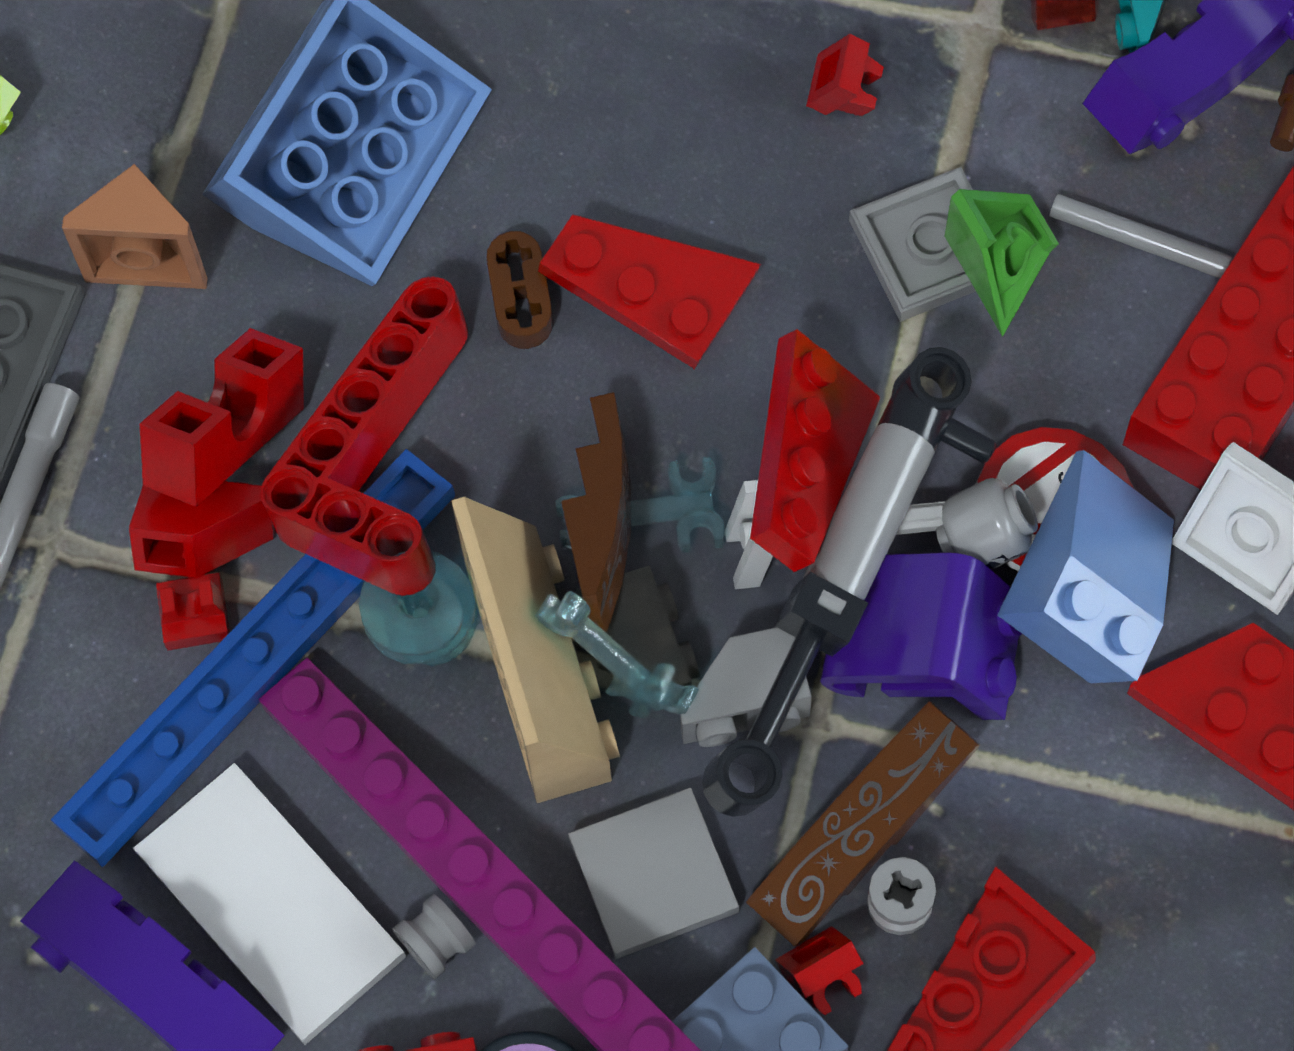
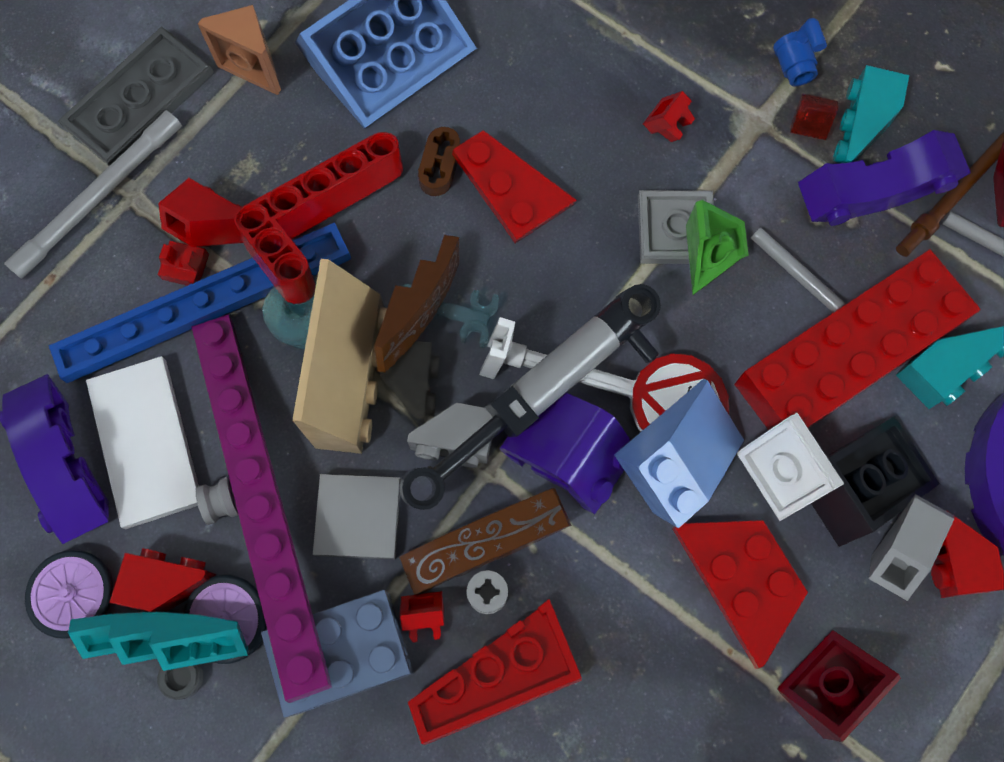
camera: 20 degrees right, 5 degrees up
(199, 444) = (211, 173): red arch -> none
(631, 678) = (398, 412): clear light blue bar -> none
(808, 448) = (548, 314): red wing -> none
(988, 523) = (632, 399): light grey head -> none

